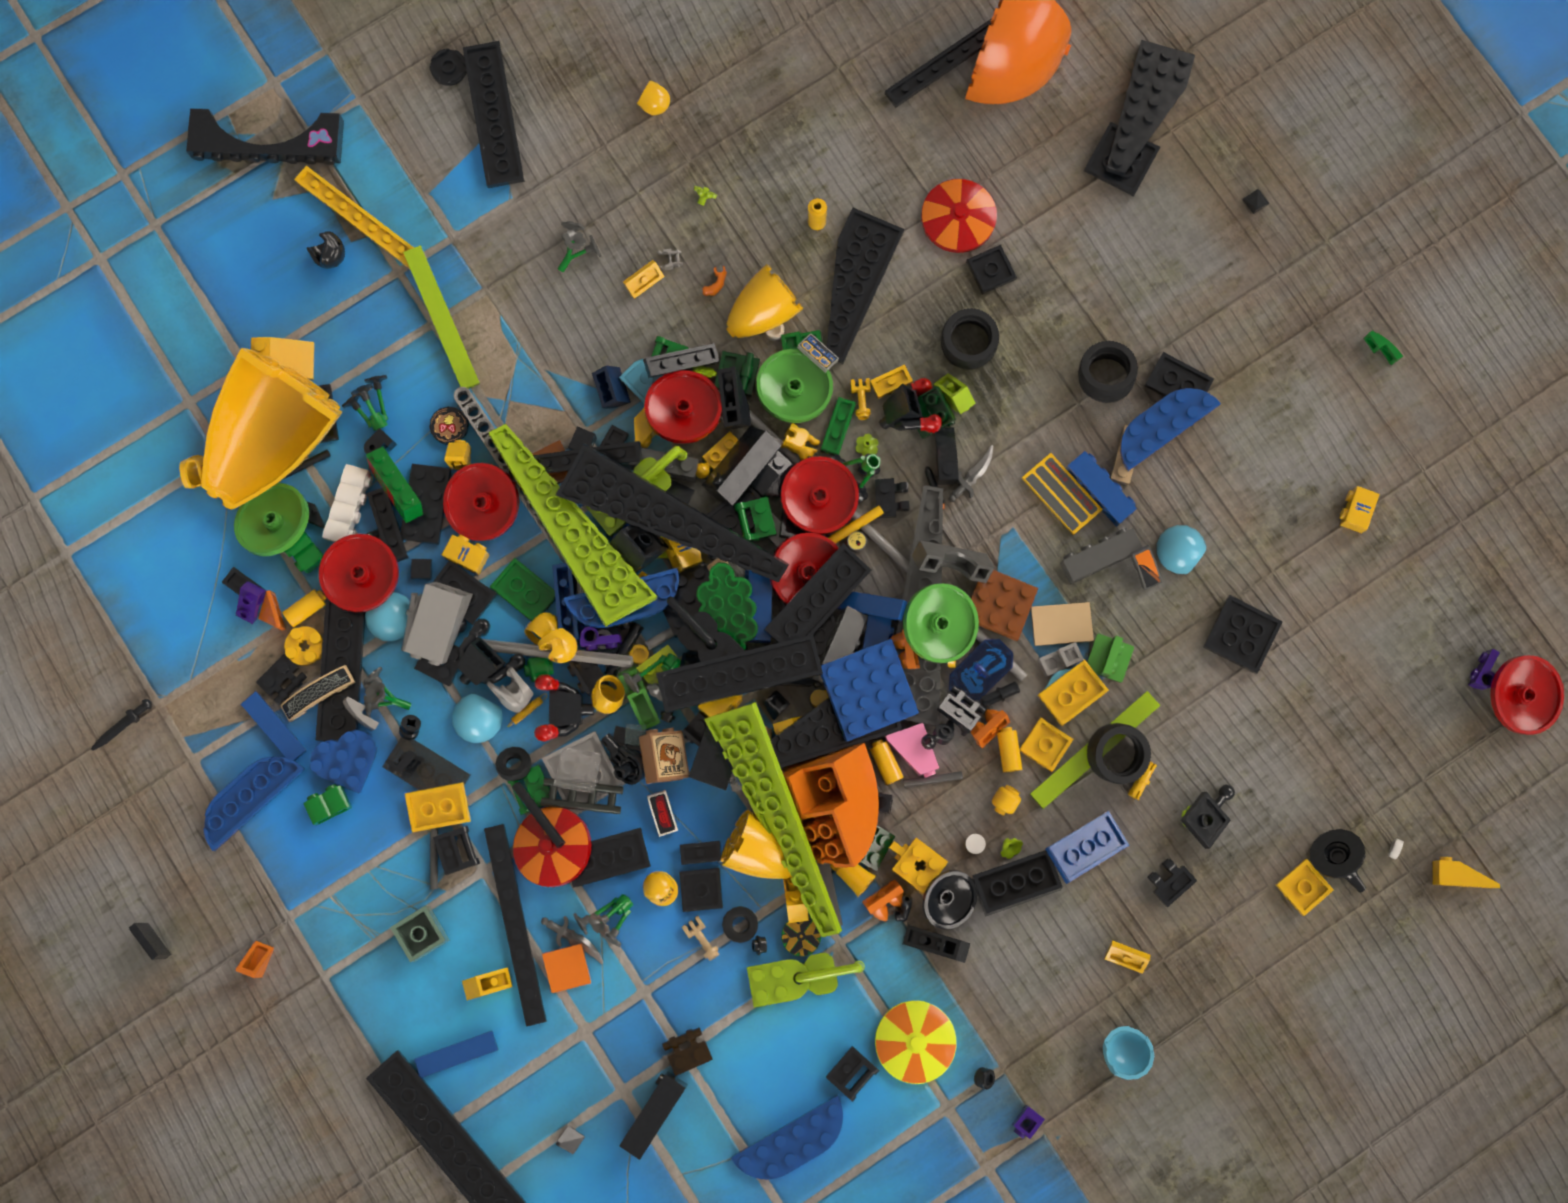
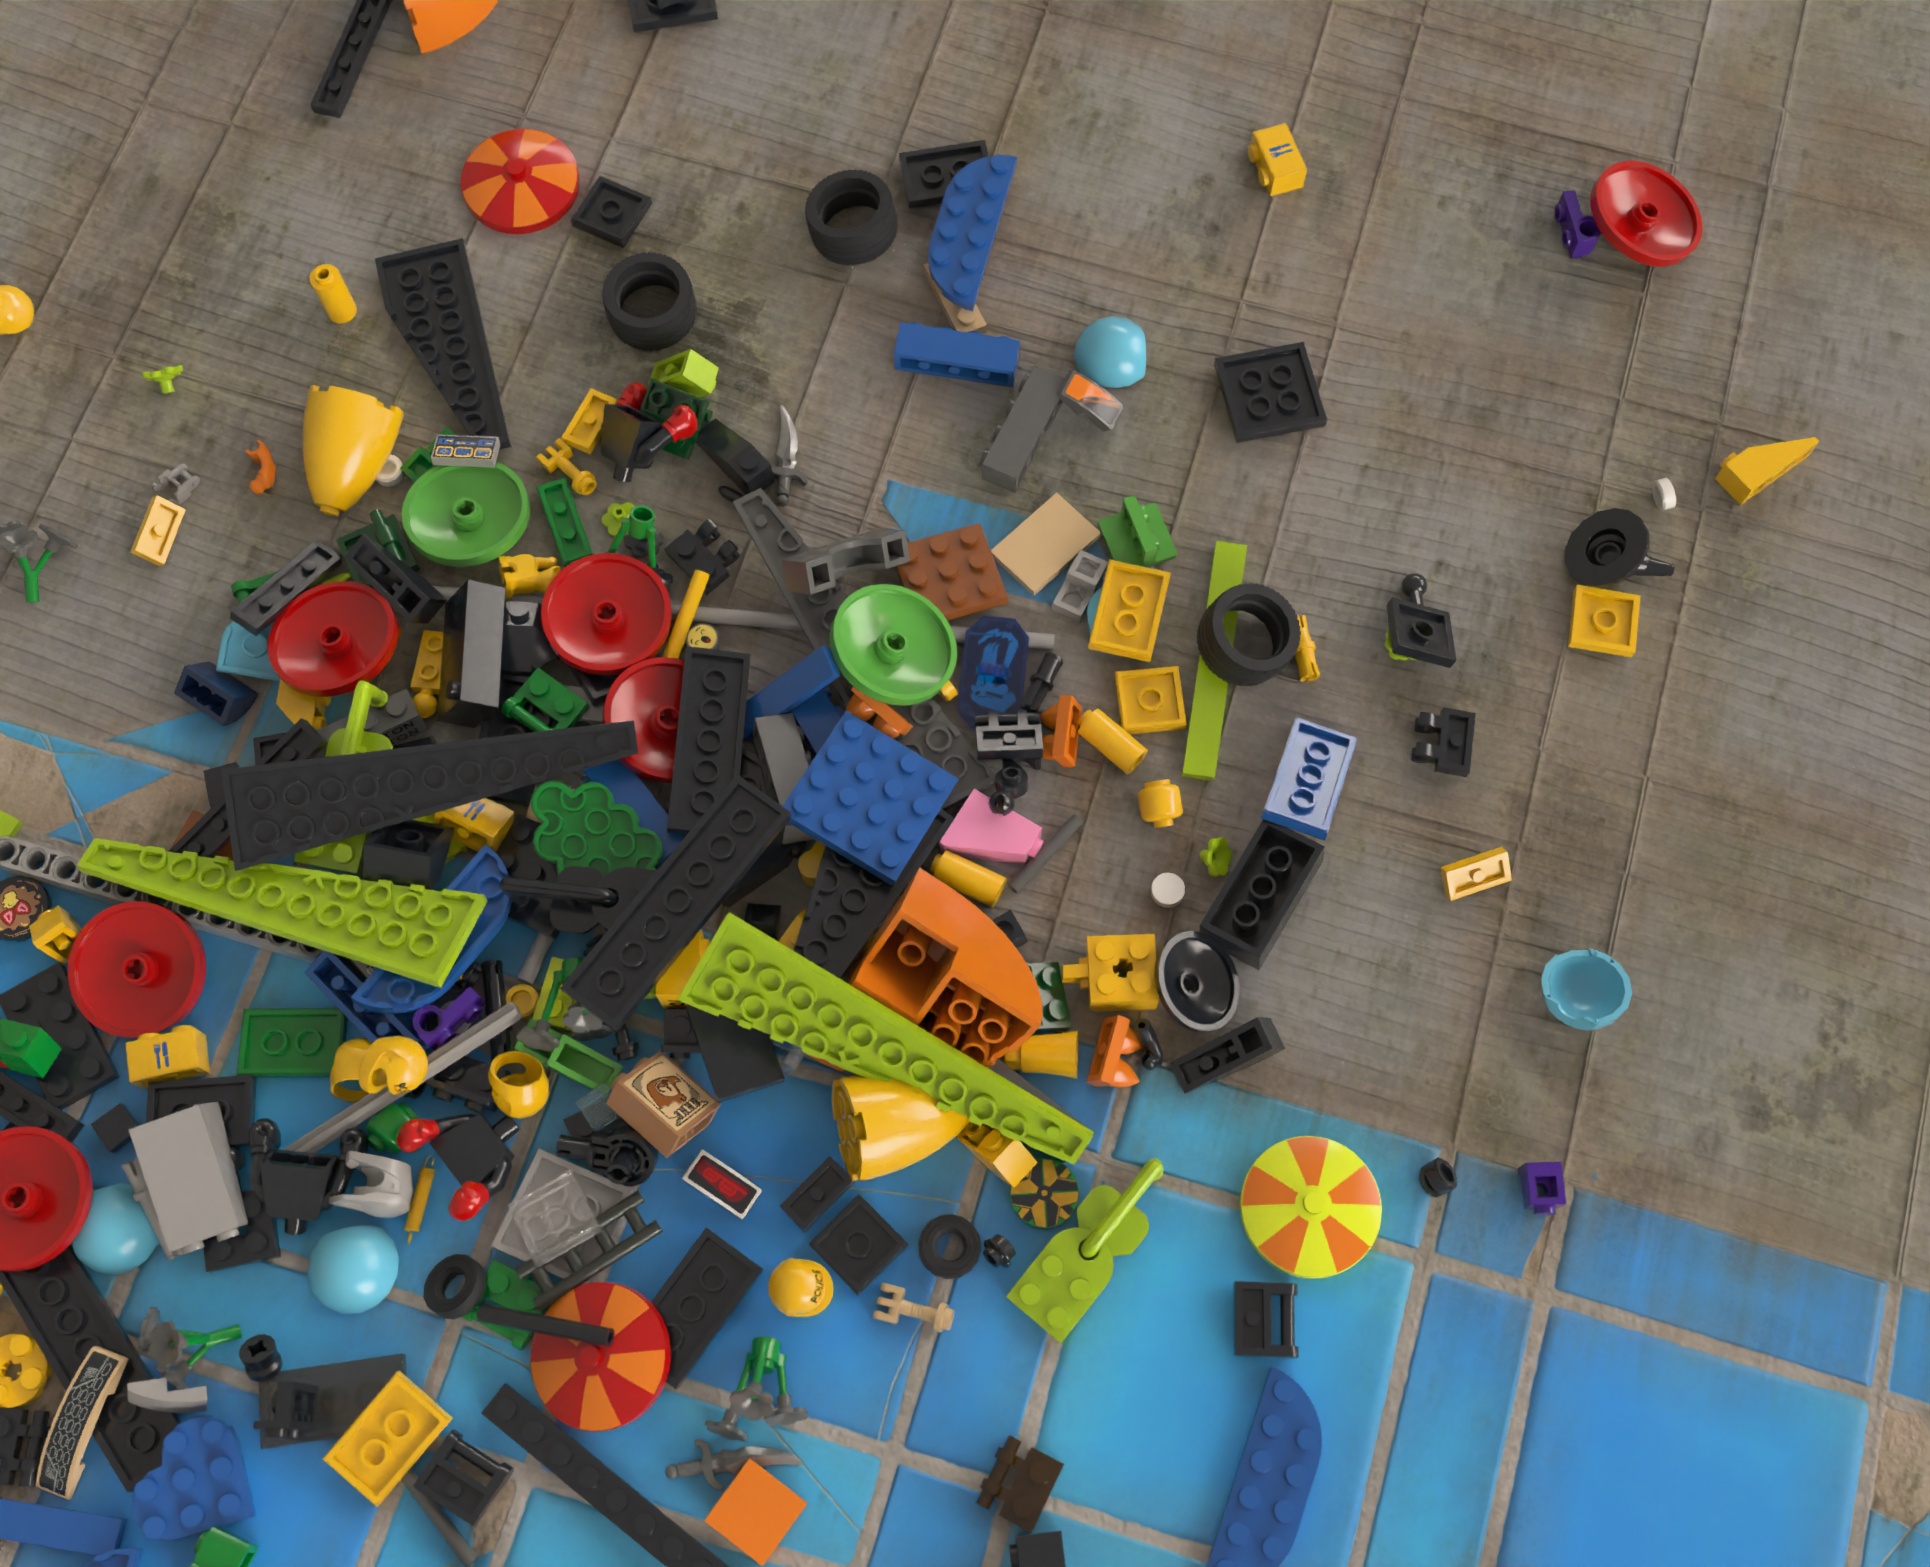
camera: 40 degrees left, 10 degrees down
(1062, 494) = (914, 396): dark grey tile -> none

